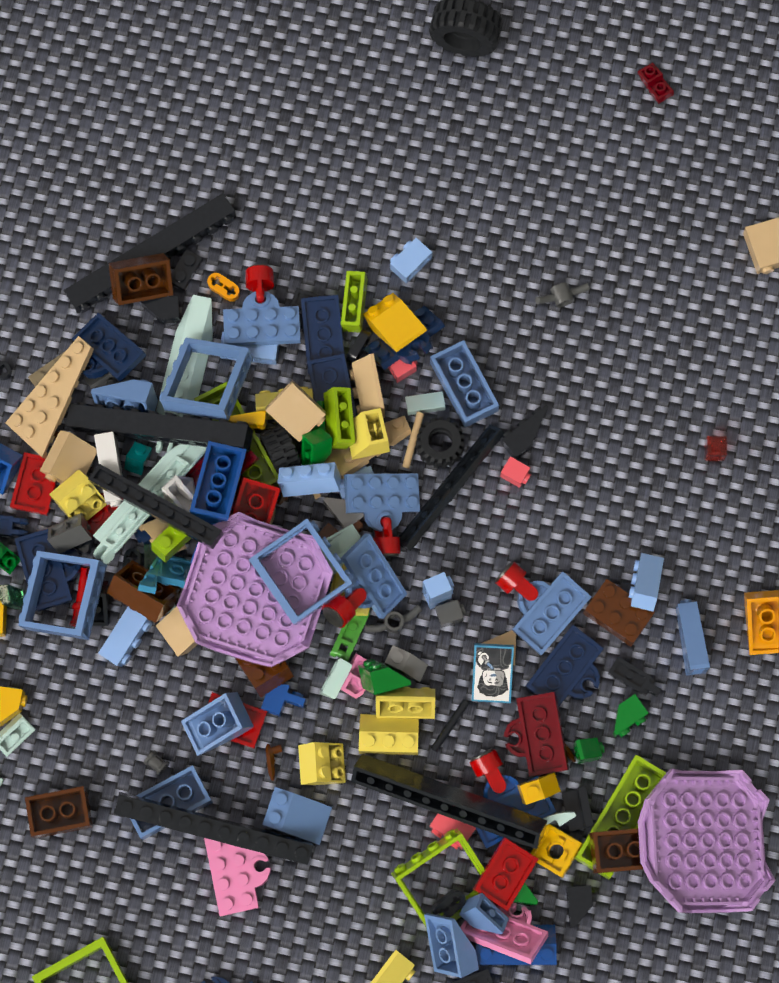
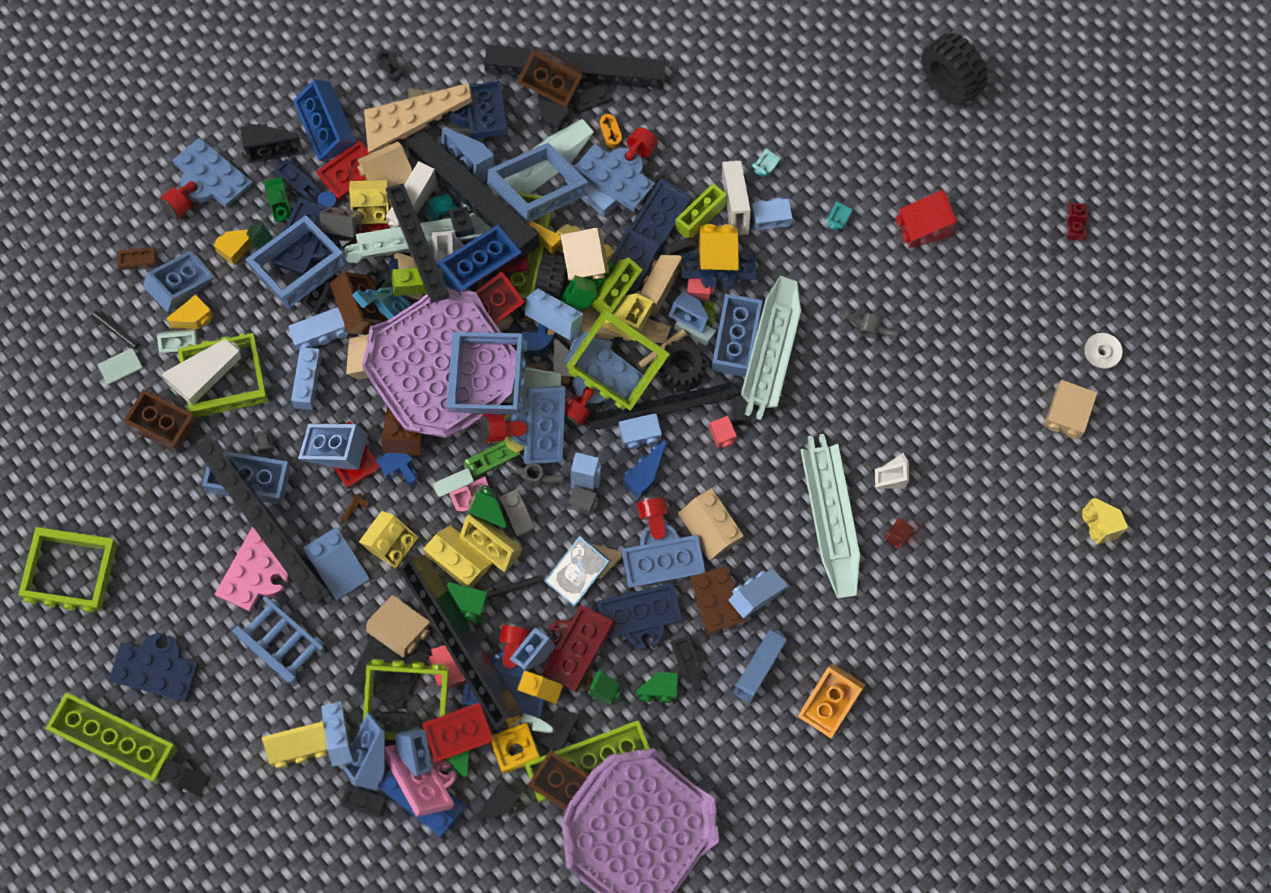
camera: 30 degrees right, 5 degrees down
(38, 522) = (327, 199): none -> blue tile
(56, 708) = (234, 401): none -> lime window
(60, 748) = (199, 373): none -> white slope
(147, 685) = (306, 378): none -> light blue brick
(172, 459) = (461, 222): none -> black plate
(310, 510) = (539, 342): none -> blue brick
(311, 929) = (260, 647): none -> medium blue fence
(372, 220) = (766, 163): none -> bracket
(378, 271) = (737, 198): none -> white slope
(389, 827) = (398, 626): none -> tan brick
(394, 852) = (388, 685): none -> black plate
(412, 393) = (689, 312): none -> medium blue slope
(412, 949) = (336, 734): none -> light blue brick
(424, 381) = (710, 311): none -> clear neon green tile
(424, 479) = (604, 390): none -> lime window
(430, 764) = (470, 602): none -> green slope
(449, 522) = (640, 431): none -> light blue brick
(466, 221) = (839, 216): none -> teal bracket
(481, 552) = (642, 477): none -> blue slope
(501, 371) = (772, 347): none -> light aqua hinge
(511, 764) = (533, 650): none -> medium blue slope
(539, 172) = (926, 220): none -> red slope
(565, 553) = (712, 524): none -> tan slope
(652, 473) = (832, 515): none -> light aqua hinge
(673, 402) = (893, 474): none -> white slope
(761, 170) = (1107, 344): none -> white dish

